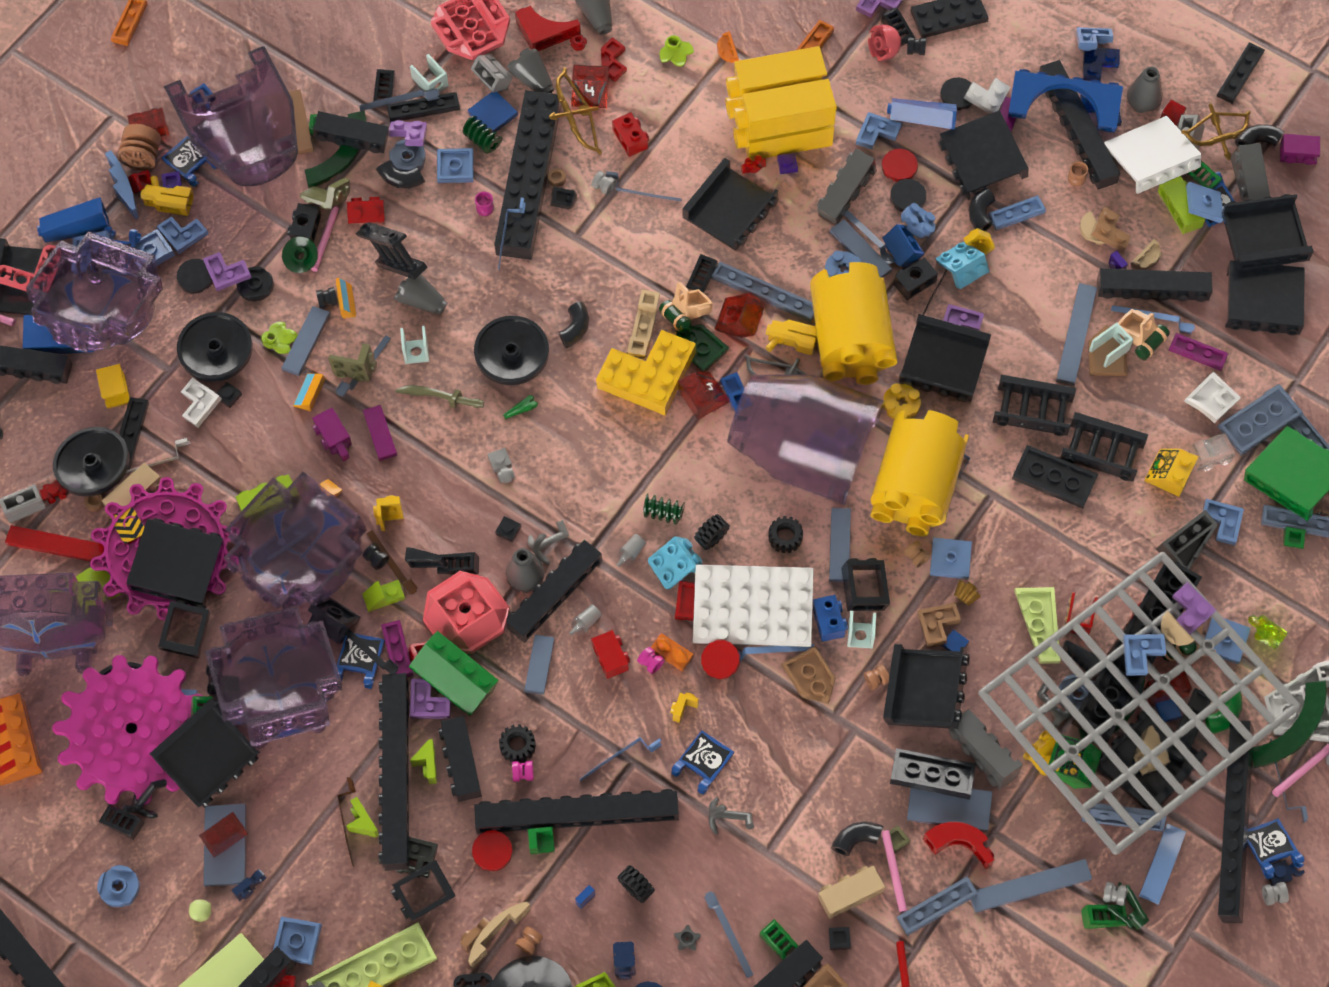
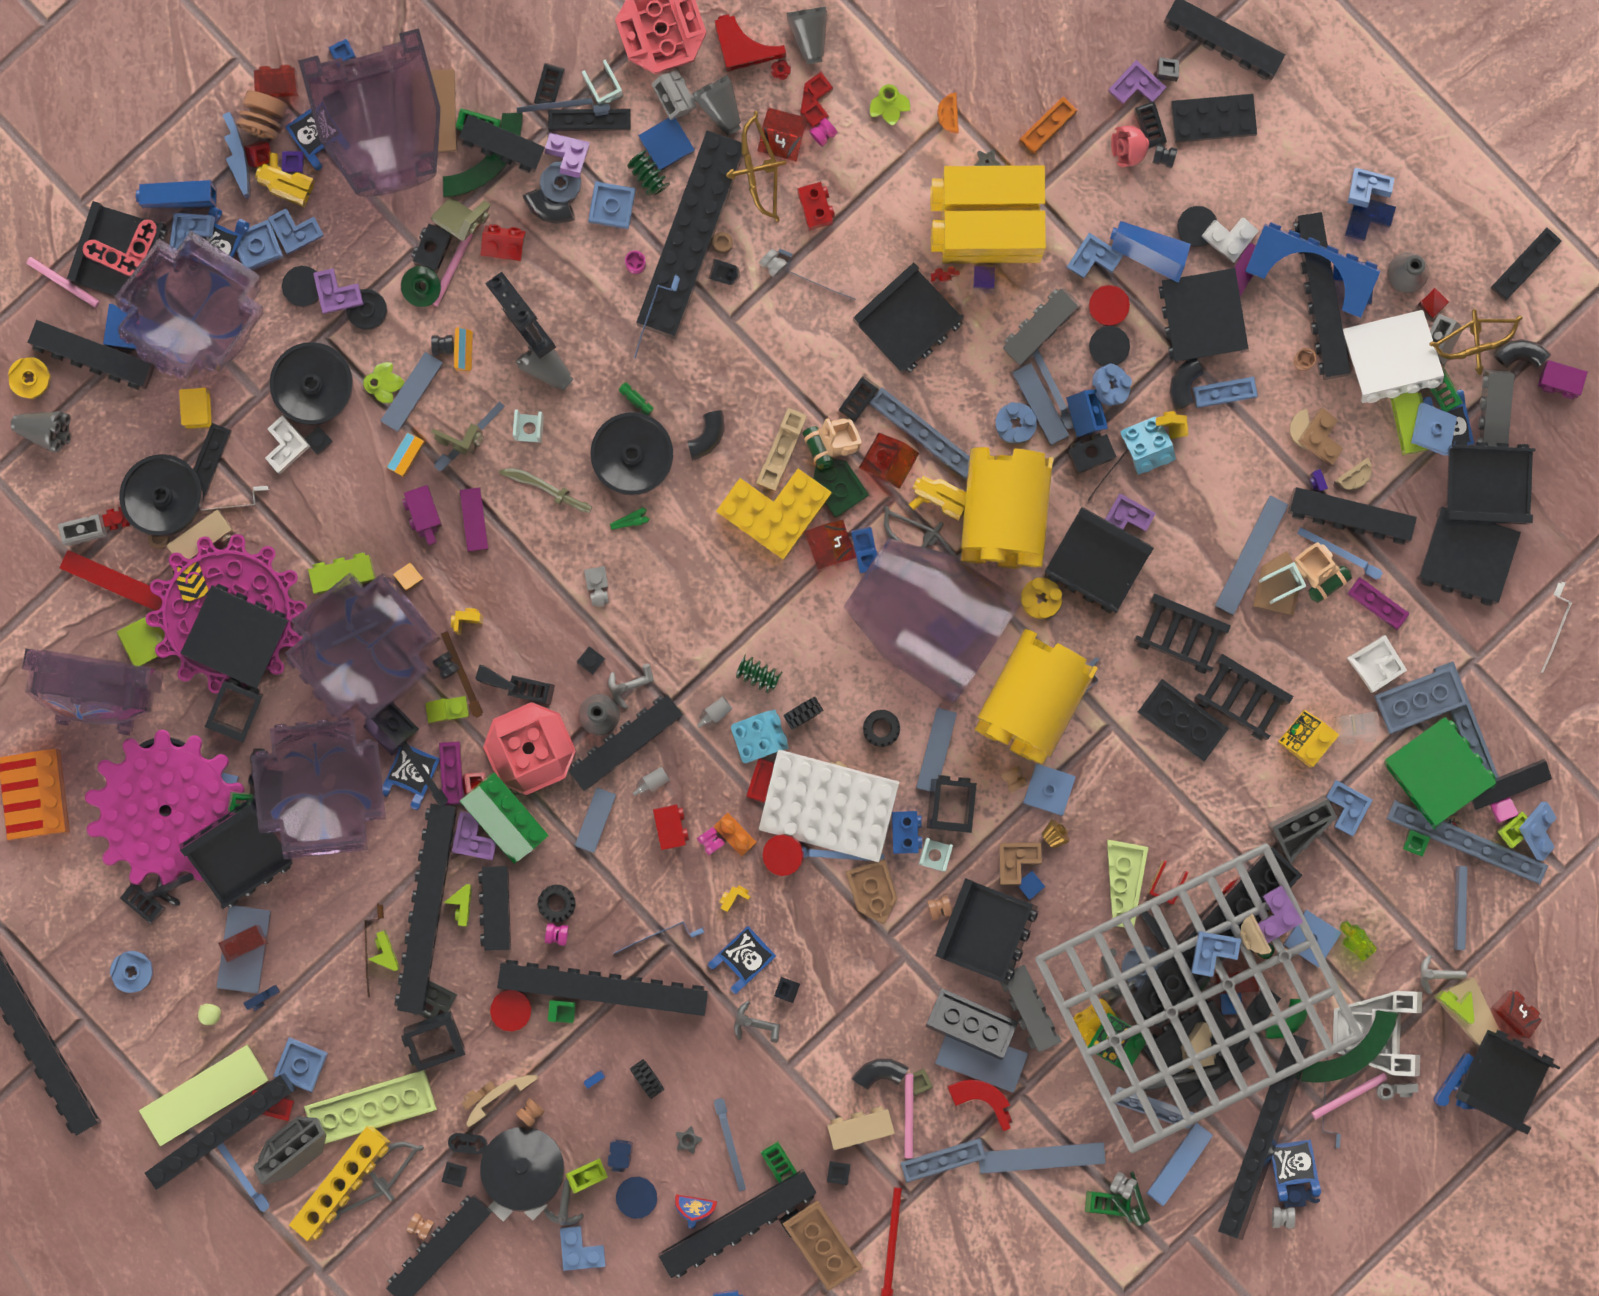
camera: 10 degrees right, 20 degrees up
(504, 308) = (636, 399): none -> green axle
(626, 77) = (823, 132): none -> dark pink wheel
(751, 778) = (787, 989): none -> black plate
(1146, 783) = (1184, 1078): none -> dark grey bar

